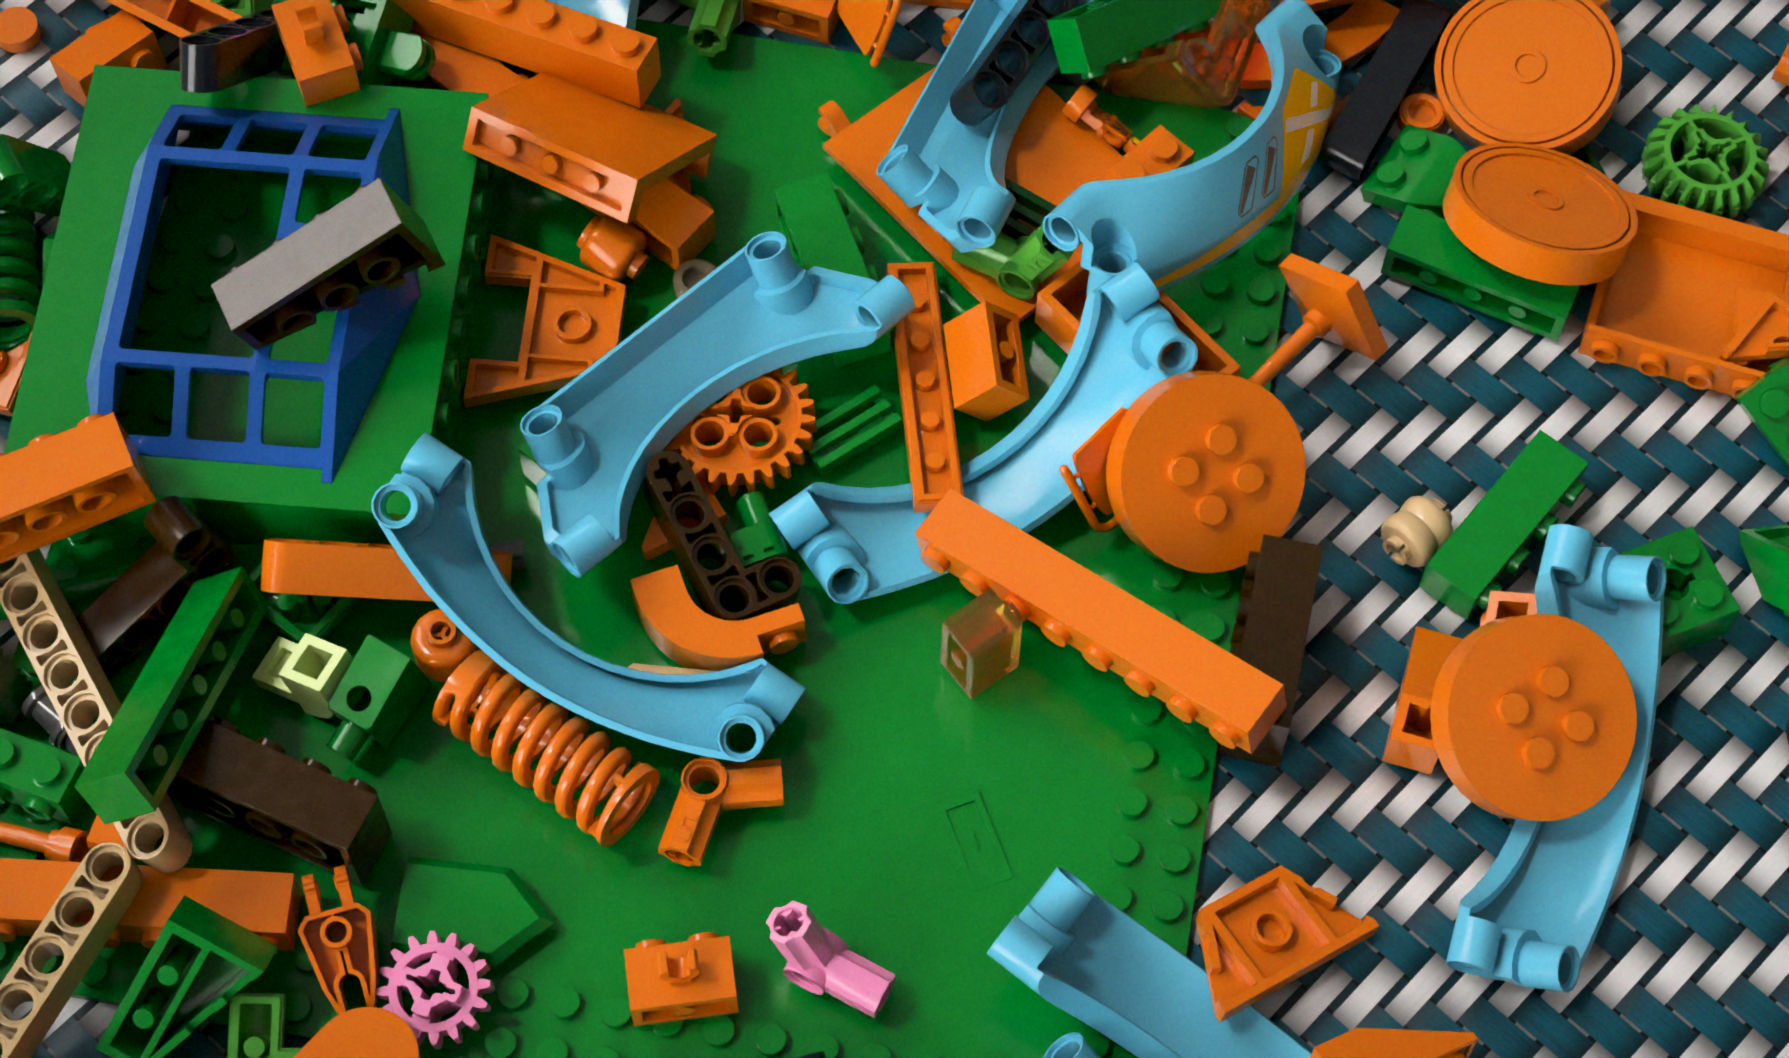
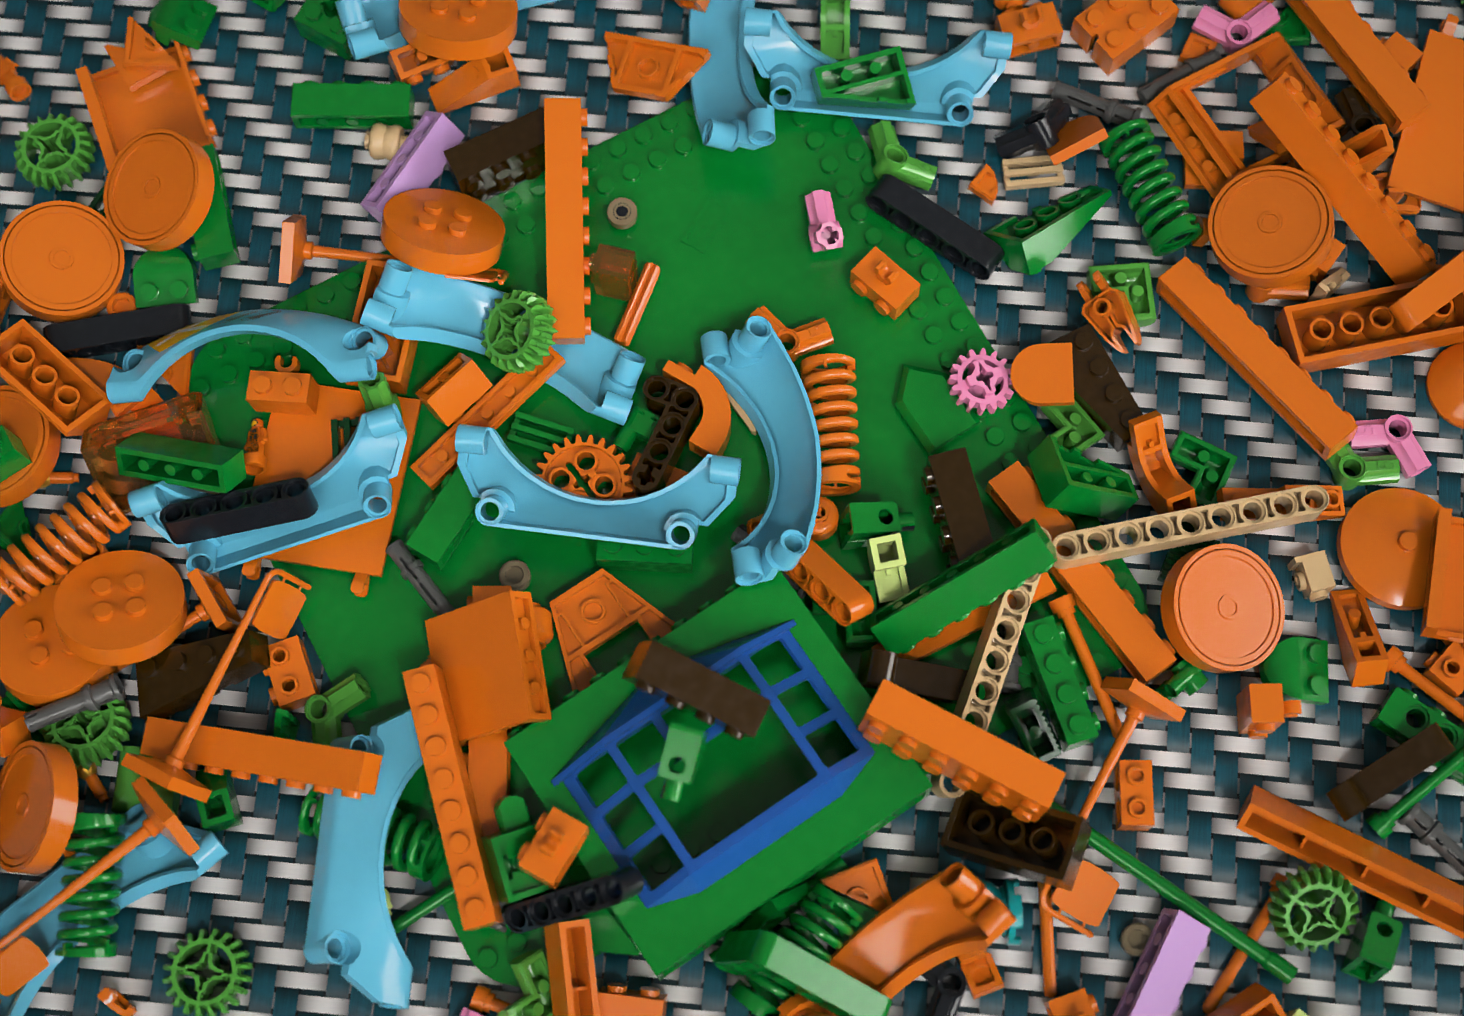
camera: 125 degrees left, 10 degrees up
(261, 184) = (688, 745): none -> green torso
(340, 941) = (997, 438): orange hinge -> none
(763, 180) = (413, 571): none -> dark grey pin
(926, 661) = (637, 304): none -> orange axle
(986, 460) = (527, 332): none -> bright green gear
(1073, 737) = (622, 213): none -> dark tan tile
(1356, 541) = (416, 162): none -> lavender brick

